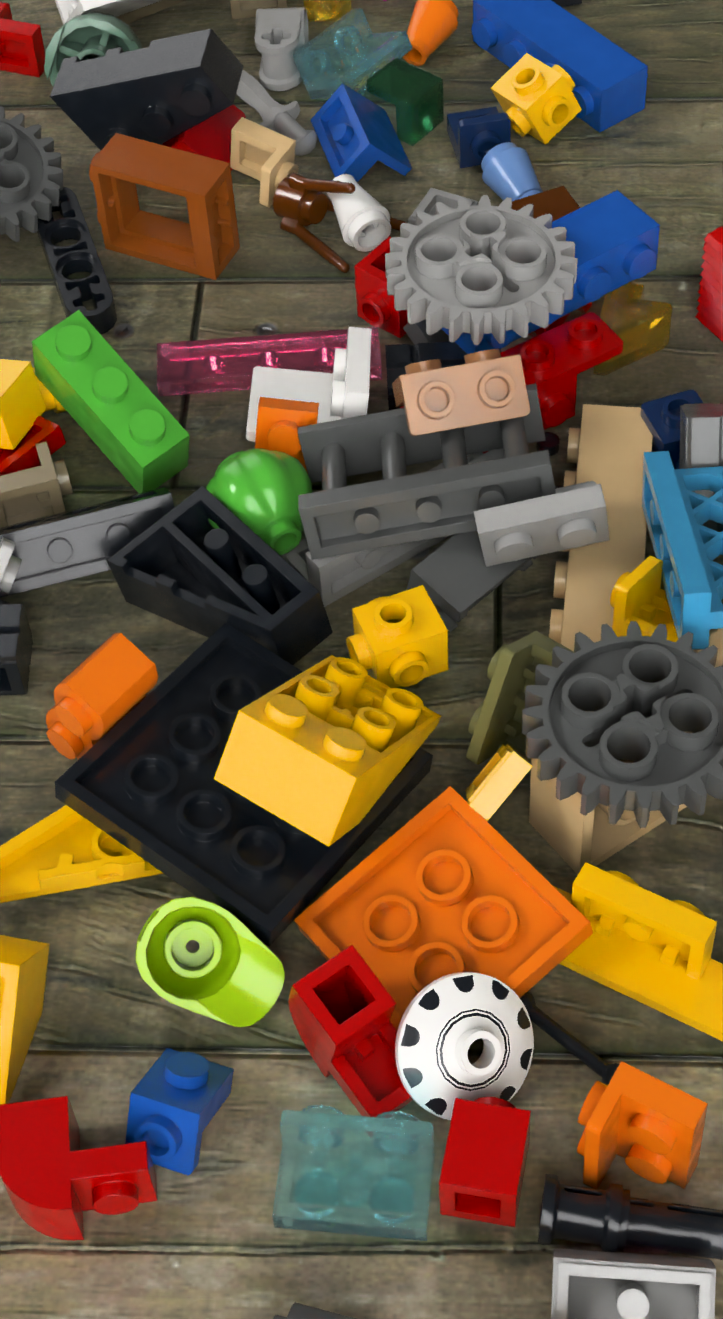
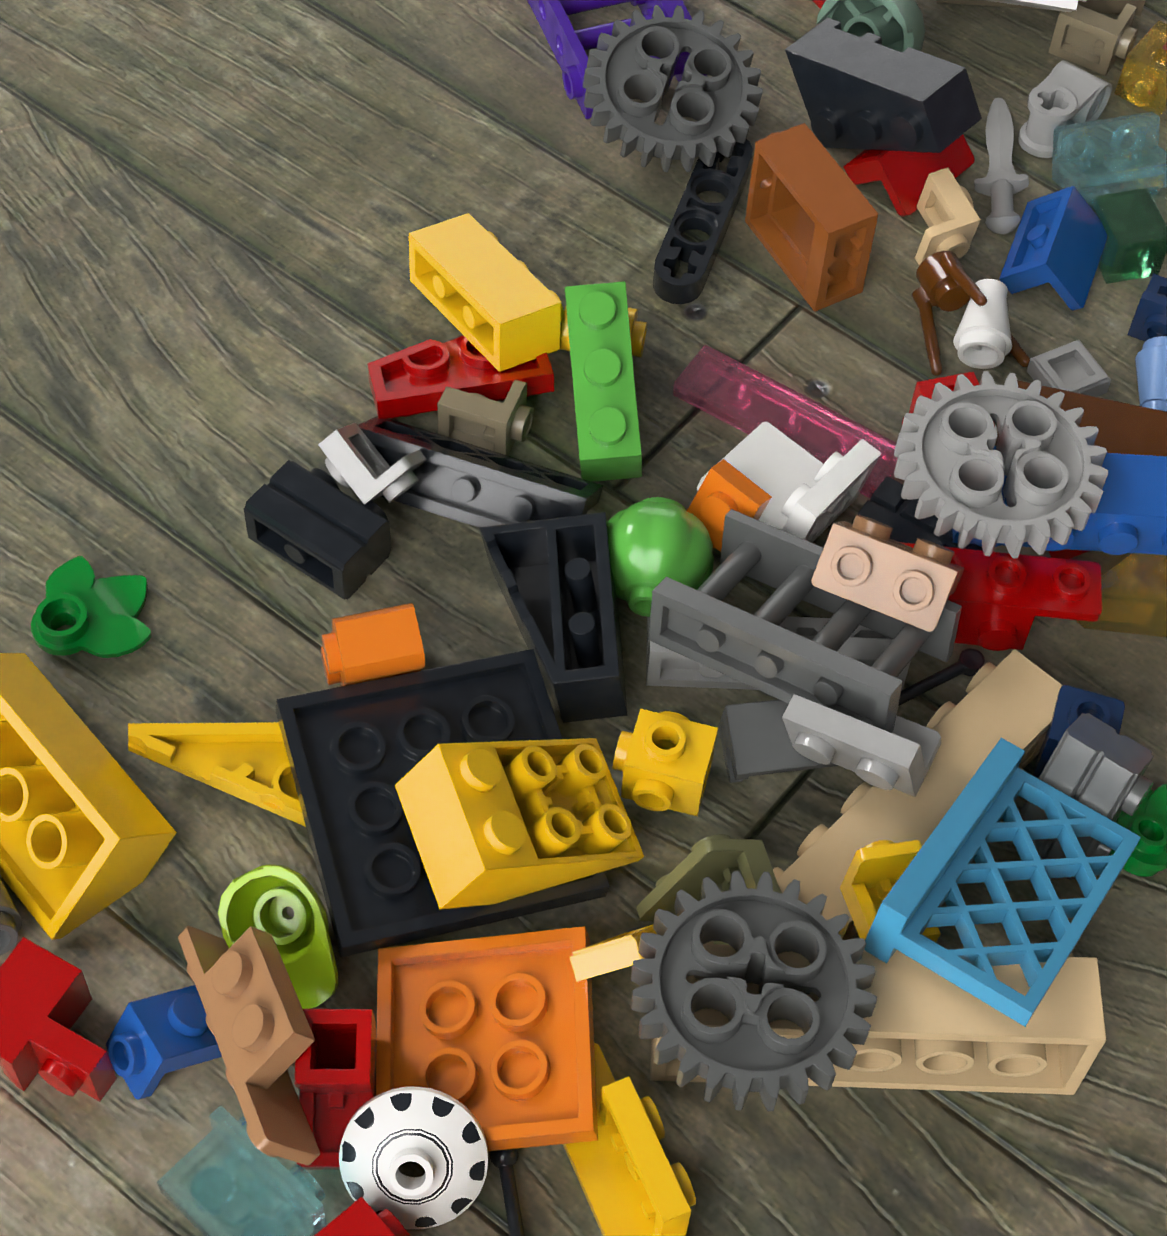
camera: 30 degrees right, 5 degrees up
(260, 1023) = (258, 1034): none -> medium nougat bracket

